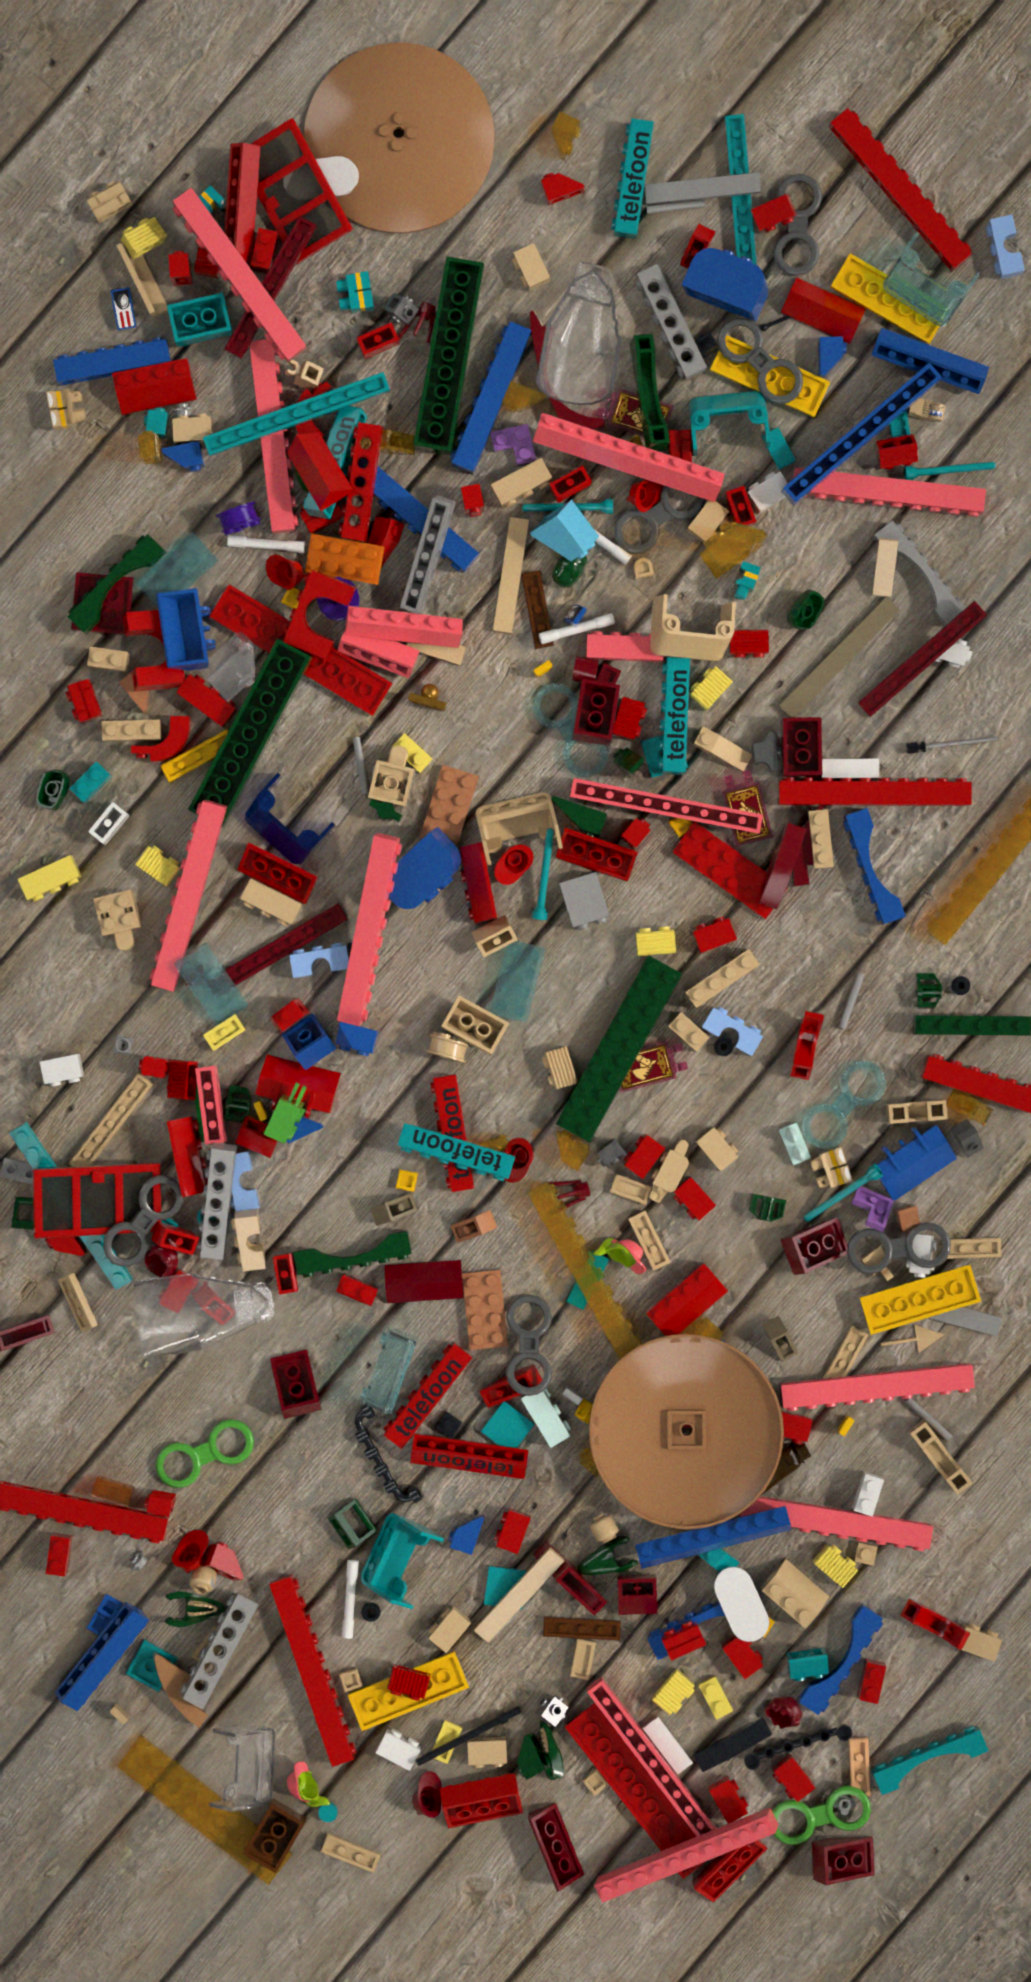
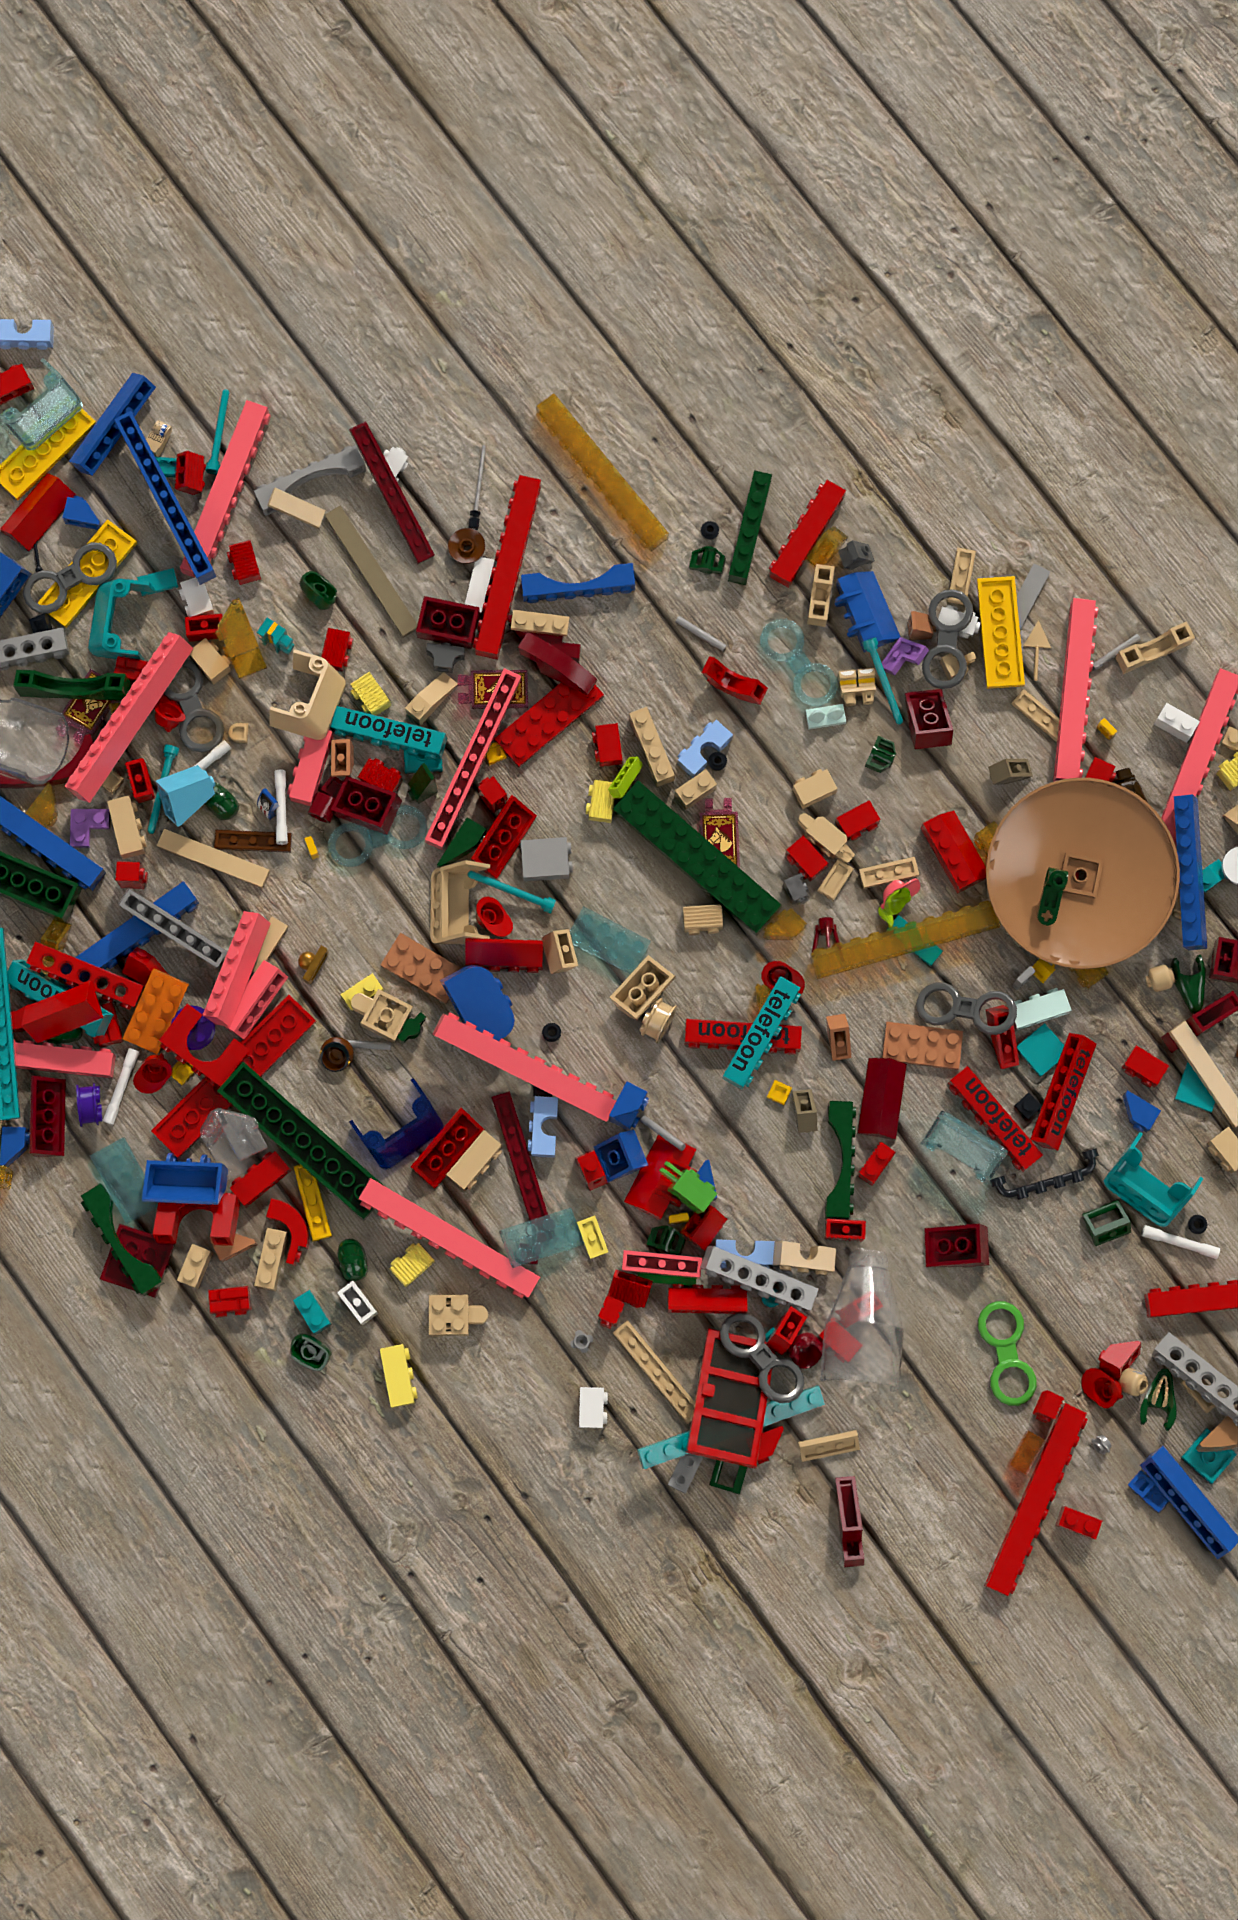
camera: 80 degrees left, 10 degrees down
(150, 808) = (352, 1260): none -> dark green piece
(219, 481) = (47, 1117): none -> dark red slope
(339, 1076) = (663, 1133): none -> light grey bar
(344, 743) = (336, 1054): none -> reddish brown piece
(414, 940) = (551, 1026): none -> black plate
(564, 458) = (112, 782): none -> tan tile
(637, 676) = (342, 757): none -> nougat slope
(656, 1405) = (1051, 894): none -> dark green piece
(684, 960) = (625, 777): none -> lime piece
(817, 529) = (244, 561): none -> red brick
(891, 738) = (463, 538): none -> reddish brown dish

